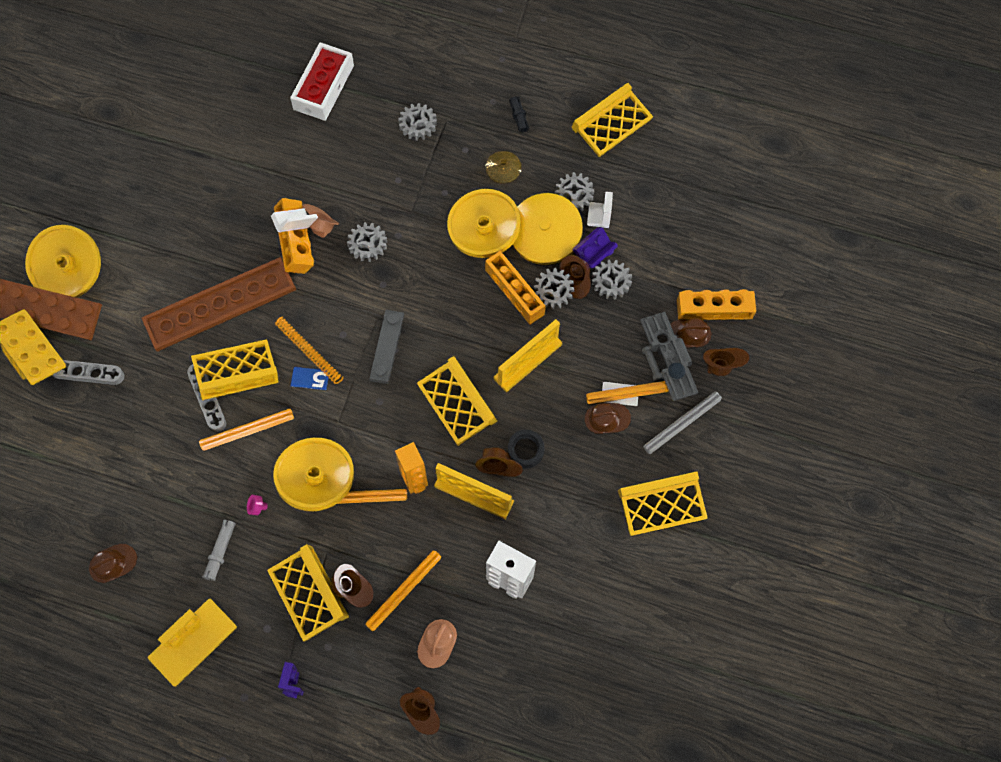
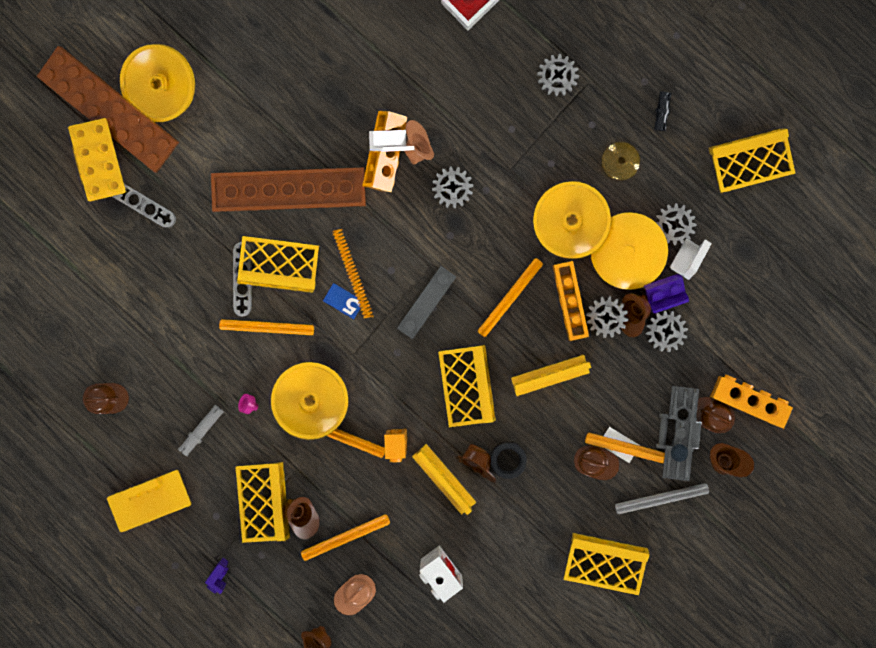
camera: 25 degrees right, 20 degrees up
(460, 311) = (510, 297): none -> light orange axle

